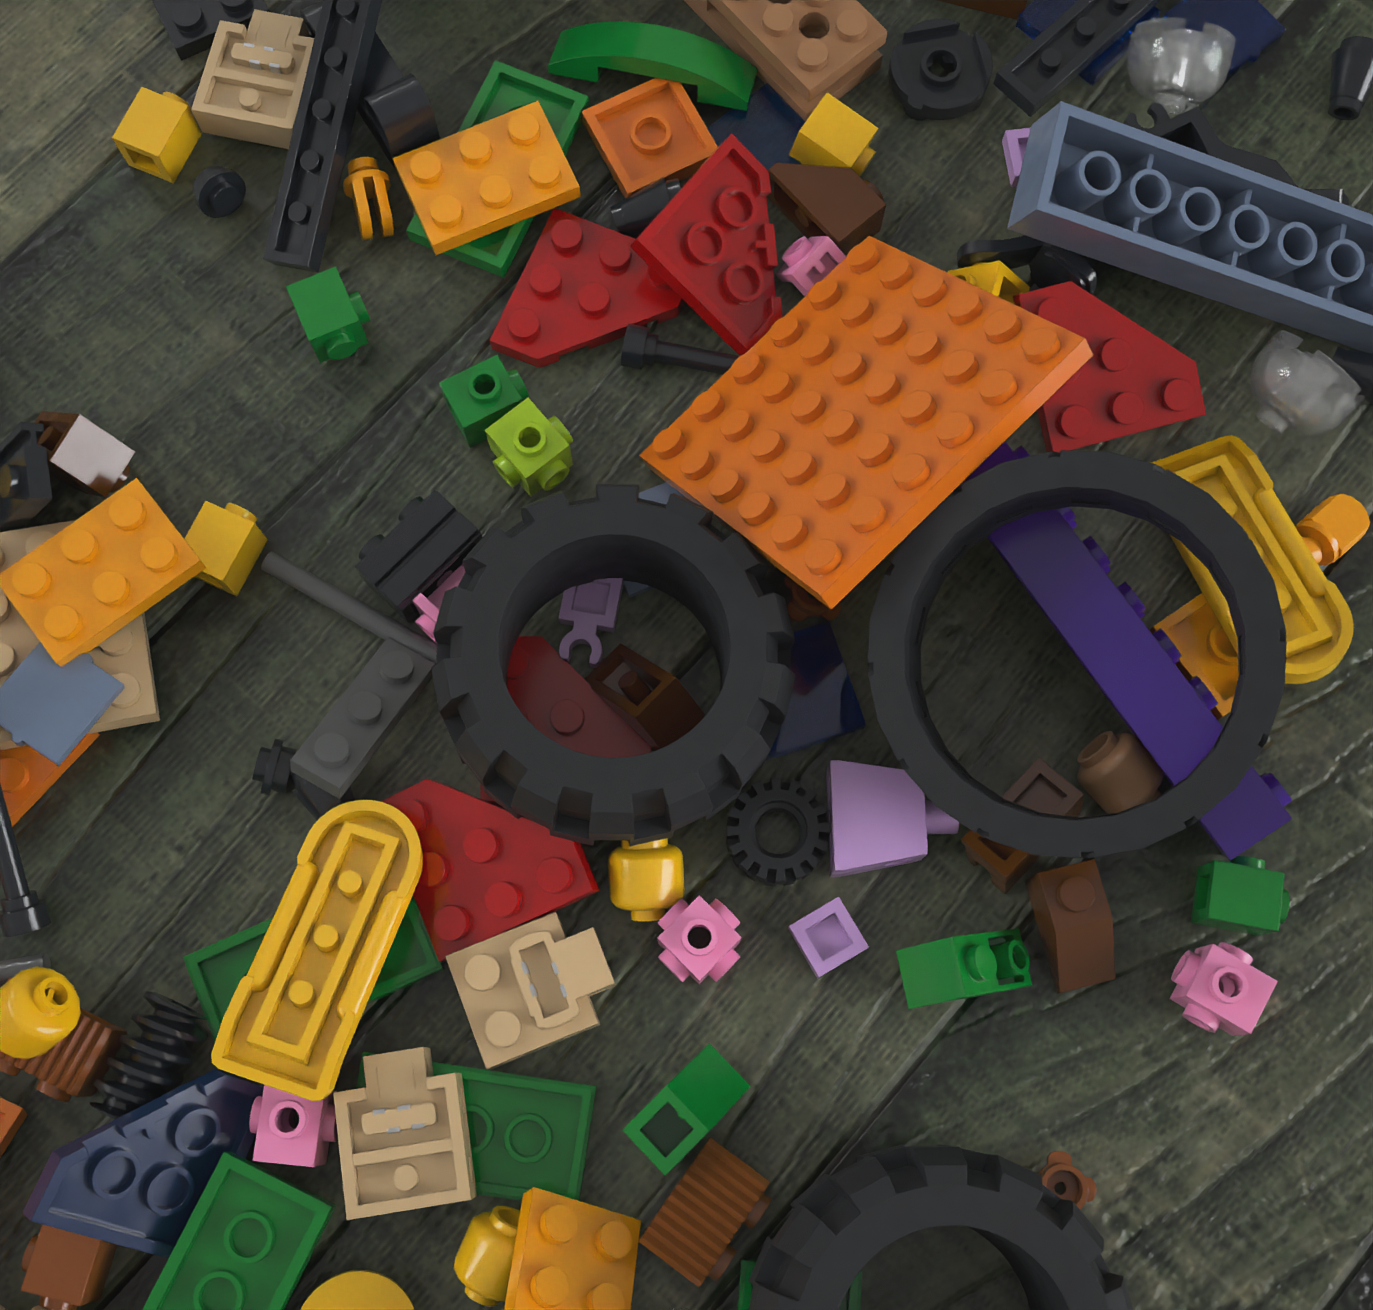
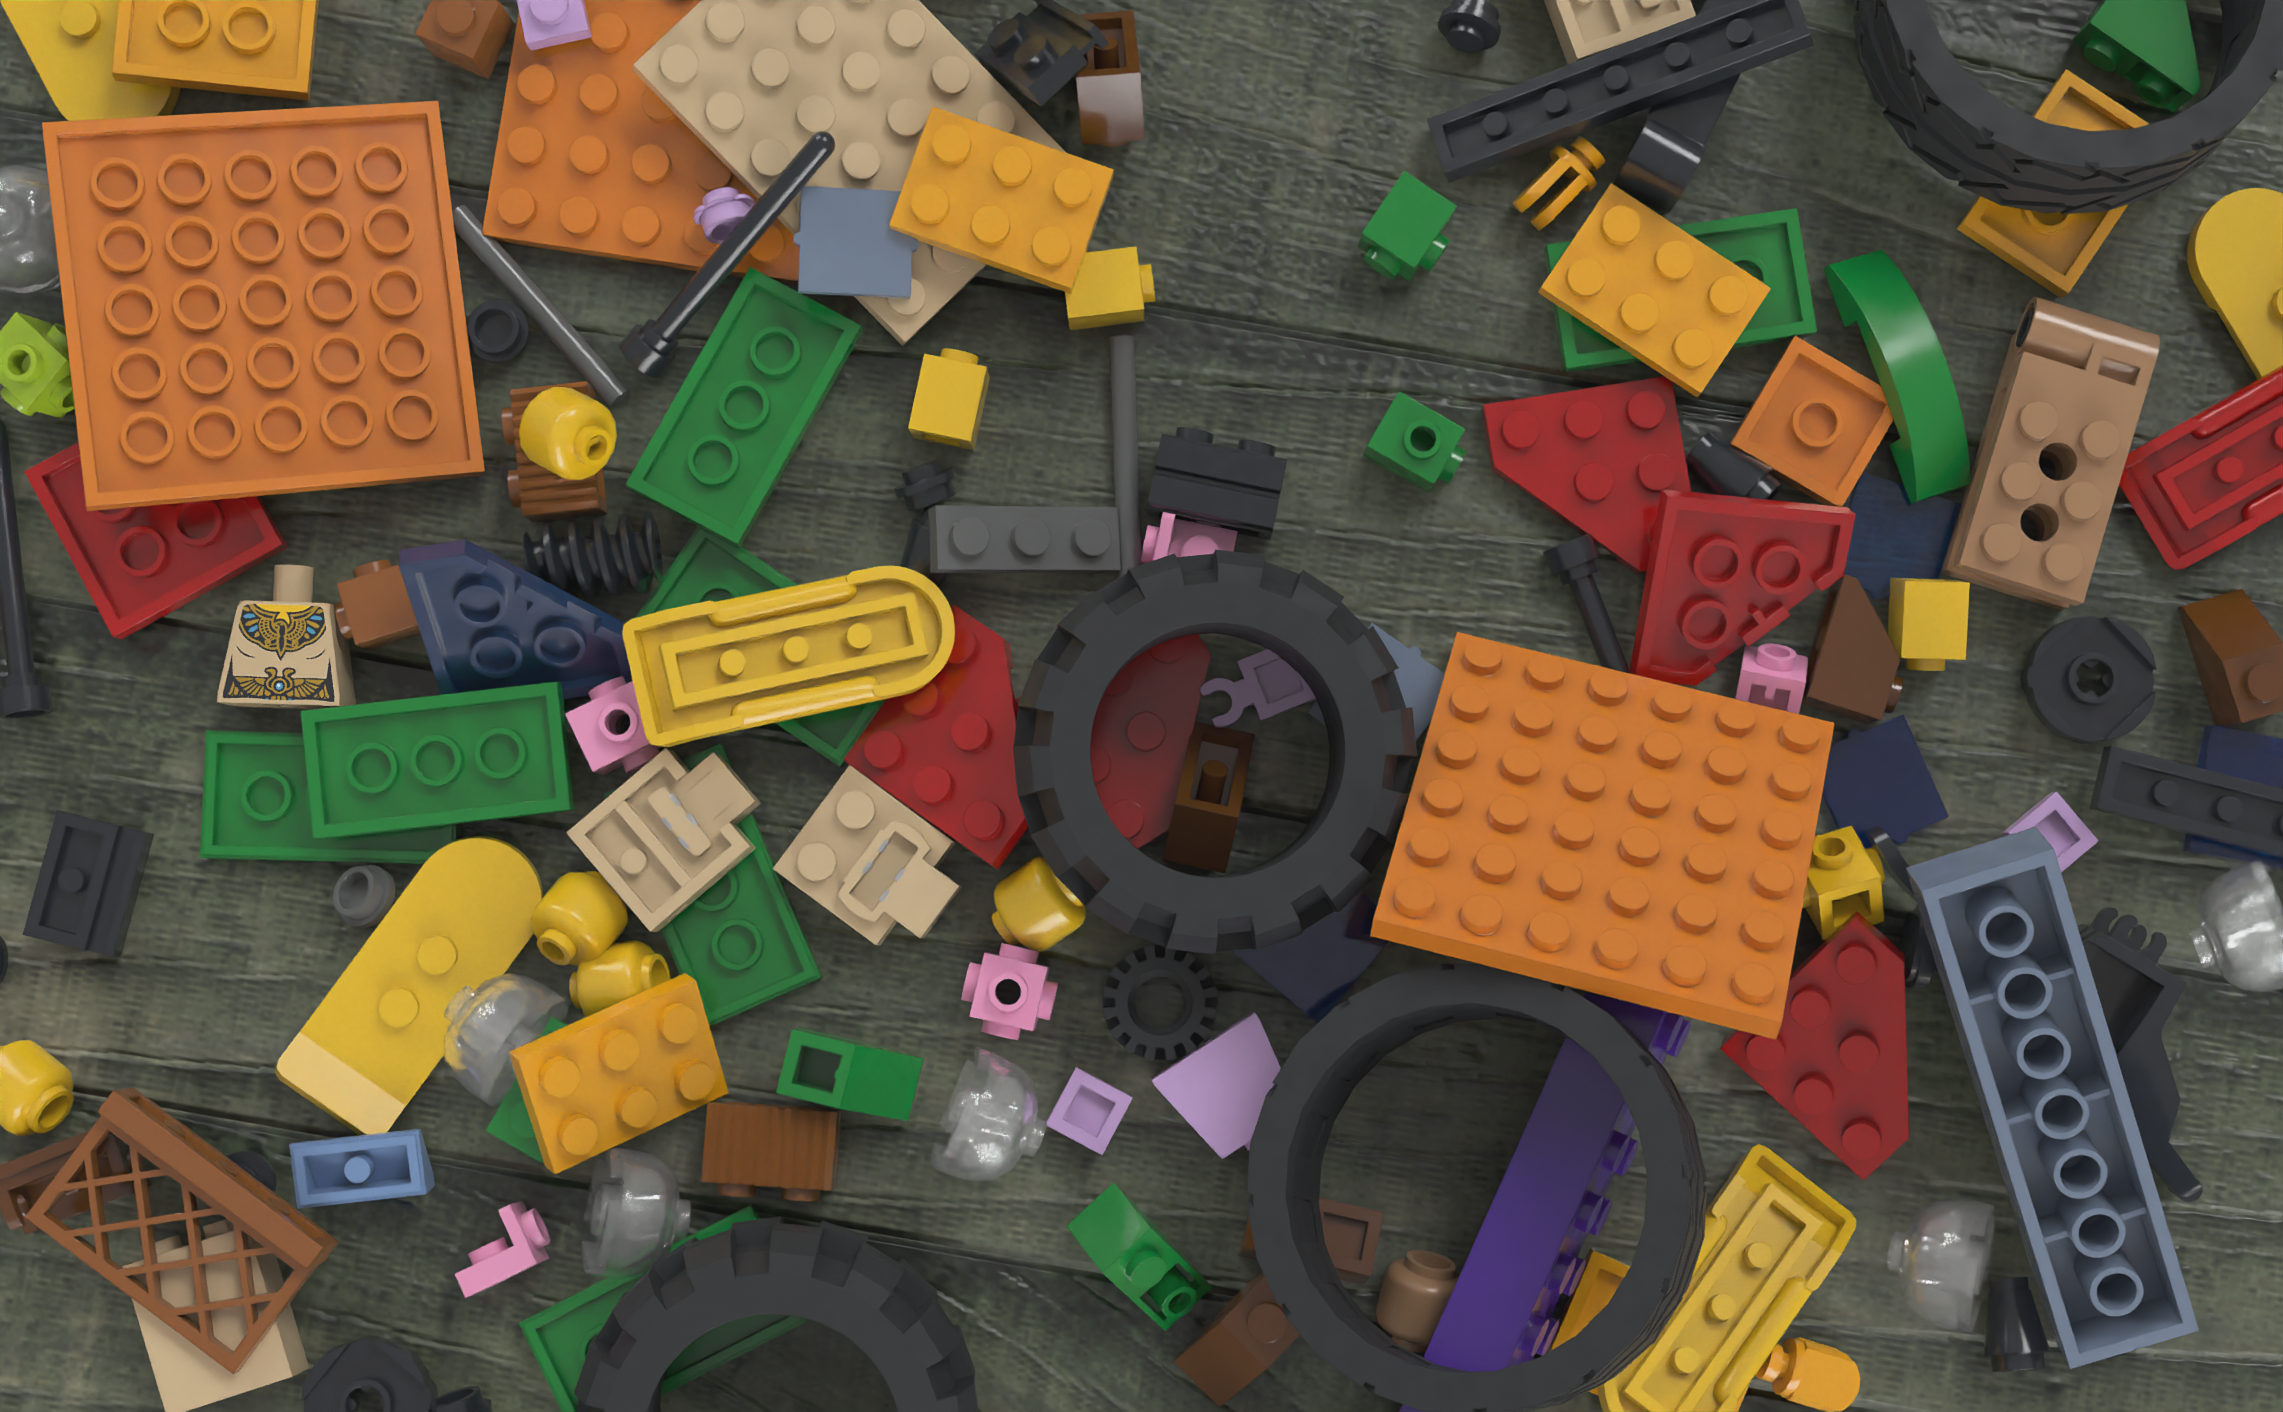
camera: 60 degrees right, 10 degrees up
(120, 870) = (744, 407): none -> green plate
(223, 709) = (949, 399): none -> yellow brick
(423, 1256) = (578, 918): none -> yellow head
(530, 448) = (1397, 502): lime brick -> none
(788, 1018) = (989, 1119): none -> clear cylinder
(929, 232) = (1881, 781): none -> clear blue piece

